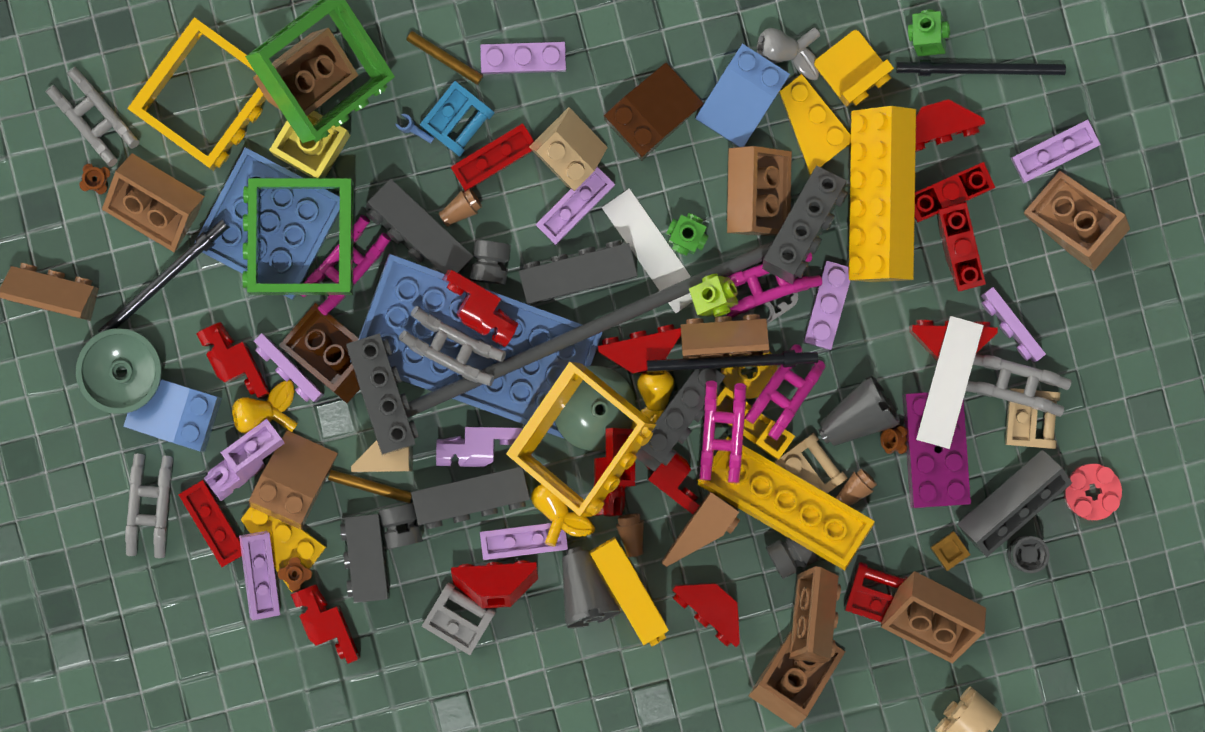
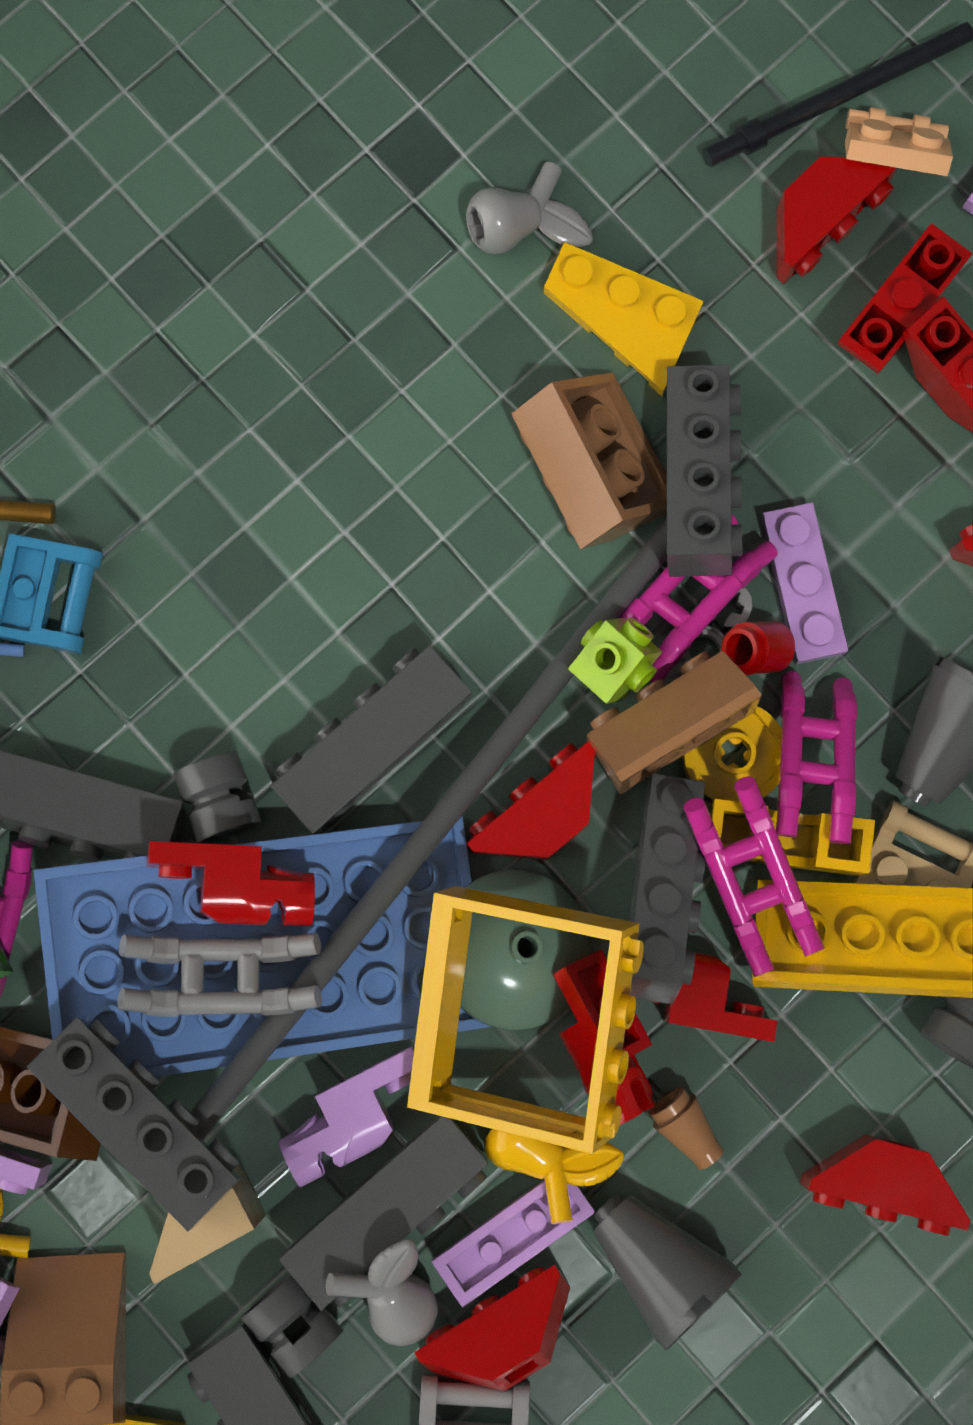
camera: 30 degrees left, 5 degrees down
(370, 486) = (205, 1280): pearl gold bar -> none
(454, 543) = (399, 1304): none -> light grey piece
(461, 207) = (124, 734): medium nougat cone -> none
(493, 157) = (137, 624): red plate -> none
(523, 58) = (104, 444): lavender plate -> none
(569, 149) = (253, 548): tan slope -> none
(575, 206) = (310, 633): lavender plate -> none
(630, 592) = (748, 1241): yellow window -> none
(647, 244) = (463, 638): white sticker -> none
(653, 111) = (356, 422): reddish brown slope -> none
(656, 391) = (601, 866): yellow piece -> none
(680, 243) = (515, 604): bright green brick -> none
(705, 526) = (803, 1061): medium nougat slope -> none
(742, 96) = (488, 320): medium blue slope -> none
(787, 325) = (759, 646): none -> red brick
(787, 358) = (790, 700): black bar -> none
(853, 68) = (642, 193): yellow bracket -> none
(882, 194) = (799, 356): yellow brick -> none
(929, 33) = (731, 74): bright green brick -> none
(993, 110) = (898, 141): none -> light nougat plate

